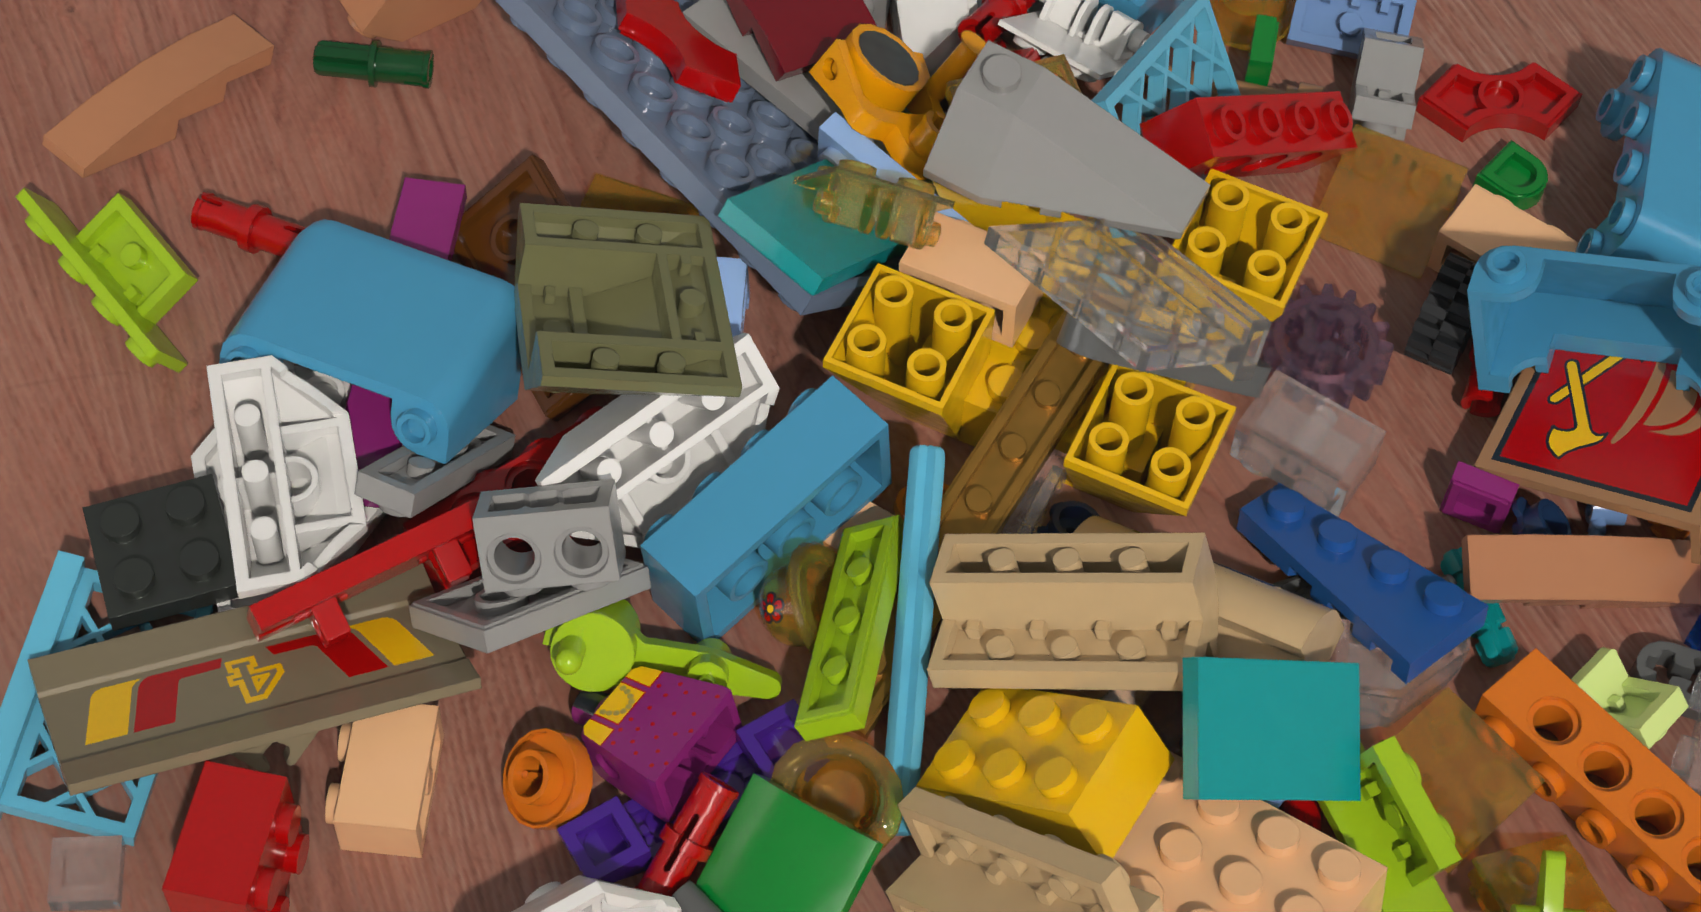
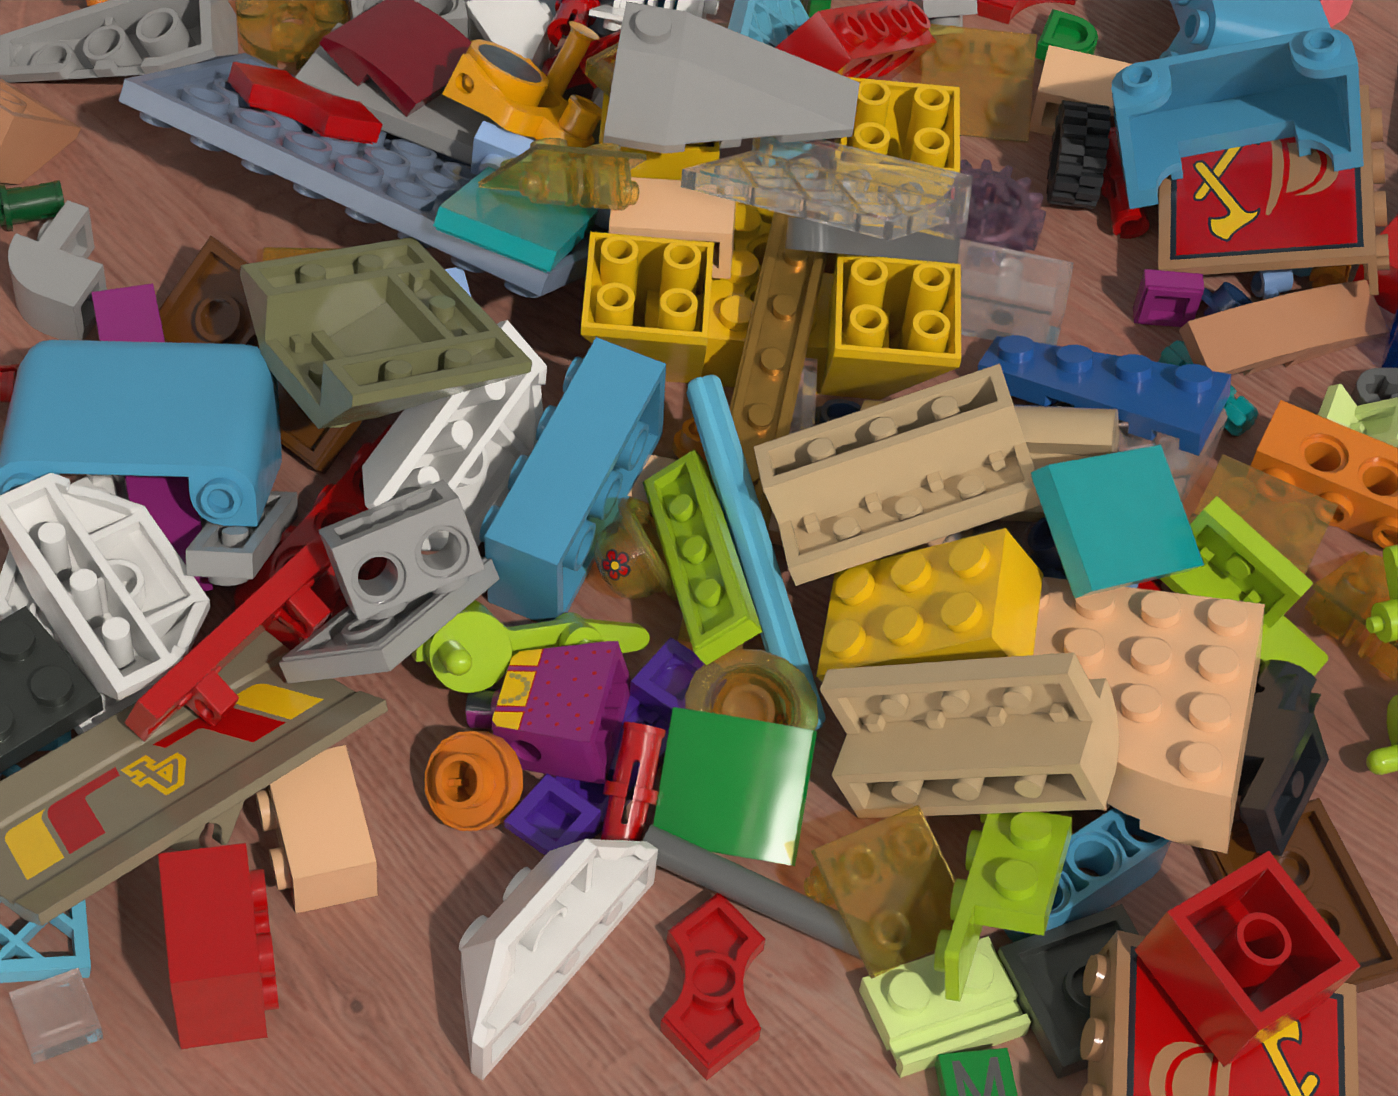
camera: 25 degrees left, 5 degrees down
(386, 144) = (55, 277): none -> light grey brick

